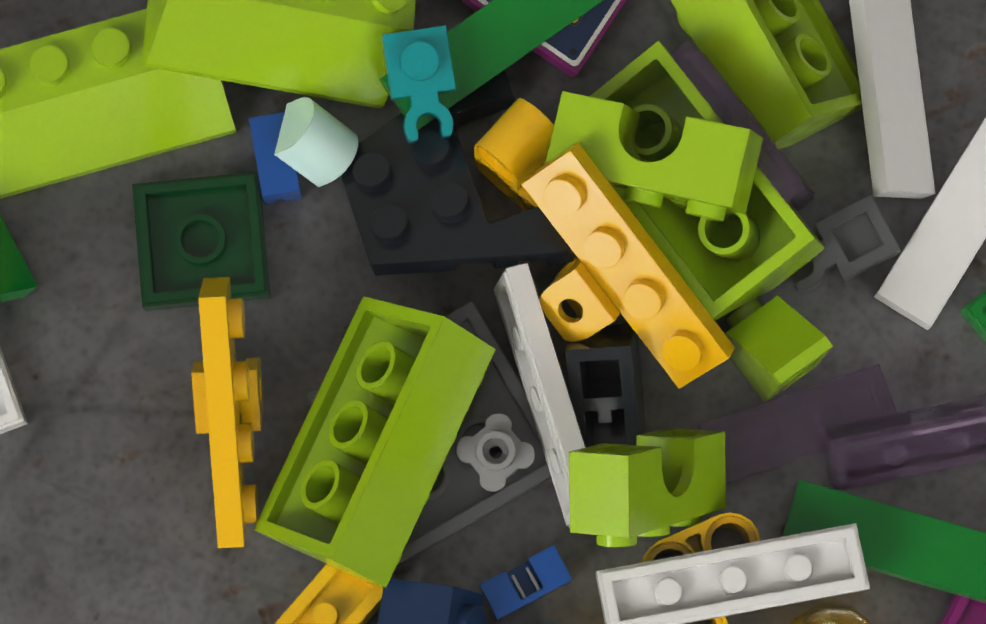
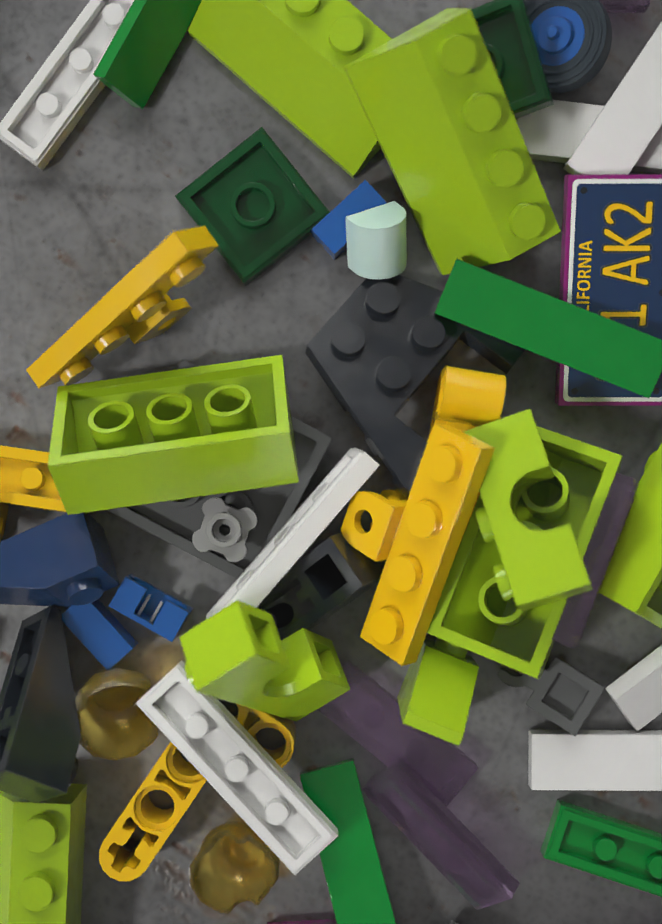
camera: 60 degrees right, 10 degrees up
(419, 70) = (480, 285): teal plate -> none

